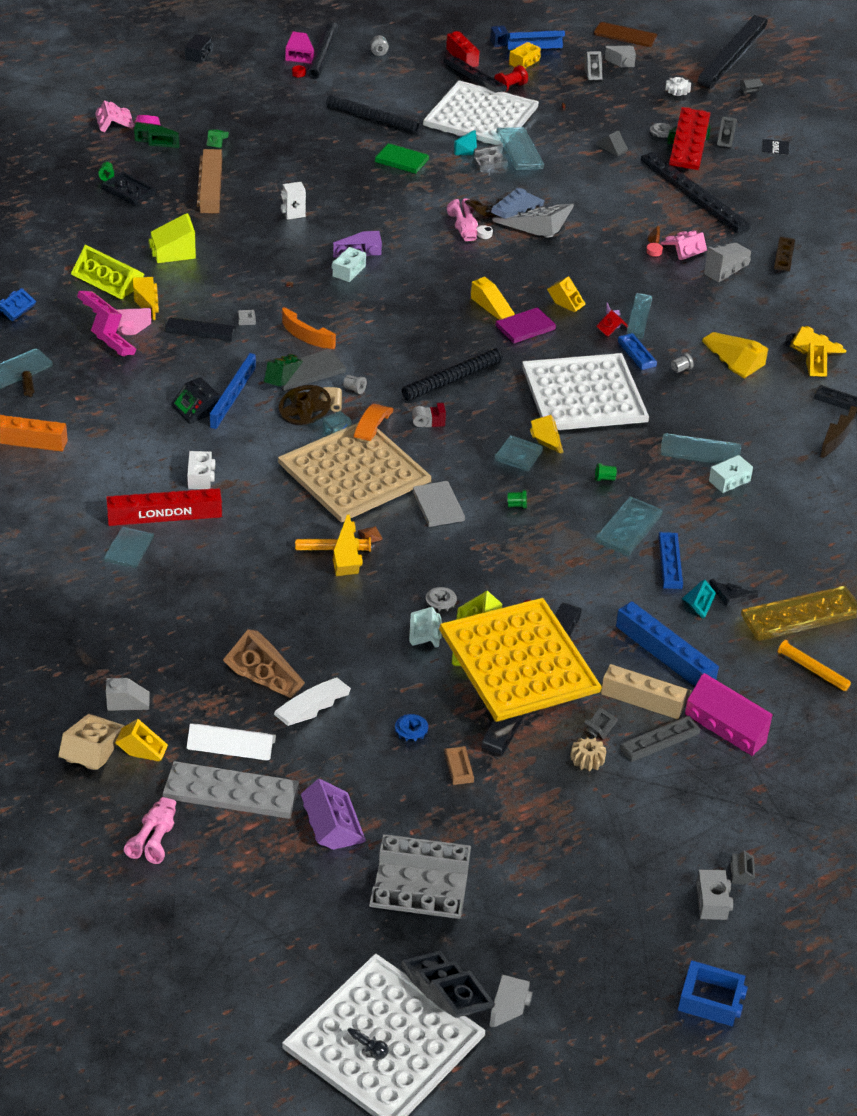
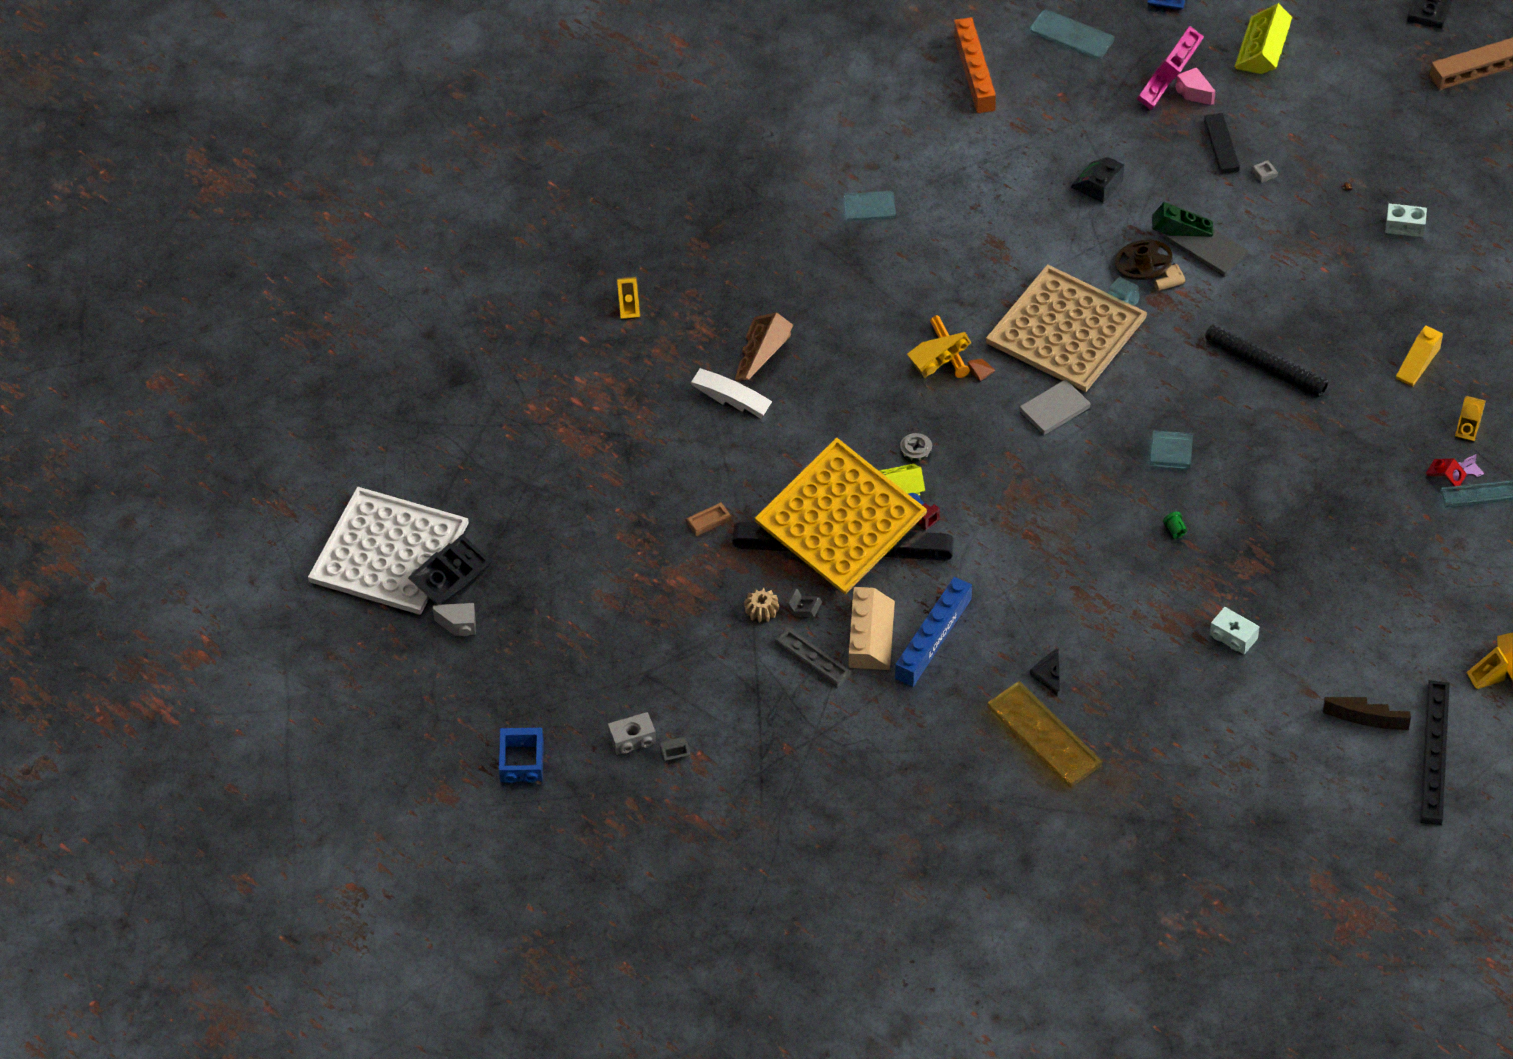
camera: 75 degrees right, 10 degrees up
(27, 382) = (1055, 51): dark brown piece -> none
(90, 741) = (612, 261): tan slope -> none
(126, 695) = (677, 267): light grey slope -> none
(146, 294) = (1246, 81): yellow slope -> none
(159, 819) = (545, 337): bright pink piece -> none
(164, 506) = (929, 208): red brick -> none
(173, 241) = (1347, 70): neon yellow slope -> none
(200, 470) = (997, 215): white brick -> none
(230, 741) = (661, 353): white panel -> none
(231, 789) = (607, 374): light grey plate -> none
(232, 391) = (1131, 198): blue tile -> none
(293, 200) = (1483, 136): white brick -> none
(320, 338) = (1270, 207): orange slope -> none
(332, 815) = (604, 448): medium lavender slope -> none
(354, 383) = (1201, 289): light grey bush -> none
(366, 241) = (1452, 220): medium lavender slope -> none
(370, 421) = (1146, 313): orange slope -> none
(377, 1048) = (372, 545): black bar -> none
(416, 722) = (737, 465): blue gear -> none
(421, 876) = (555, 528): light grey slope -> none
(425, 627) = (870, 445): light aqua bracket -> none
(429, 416) = (1184, 360): leg -> none
(517, 499) = (1092, 466): green bush -> none
(525, 325) = (1397, 398): magenta tile -> none
(546, 433) = (1204, 461): yellow slope -> none
(585, 391) = (1305, 476): white plate -> none
(629, 526) = (1107, 566): clear light blue tile -> none
(637, 351) = (1412, 506): blue tile -> none
(670, 560) = (1072, 611): blue tile -> none
(682, 363) = (1408, 548): light grey bush -> none
(698, 448) = (1270, 600): clear light blue piece -> none
(700, 598) = (1022, 647): teal slope -> none
(729, 714) = (855, 698): dark pink slope -> none
(740, 354) = (1460, 596): yellow wedge -> none
(814, 666) = (972, 756): light orange axle -> none

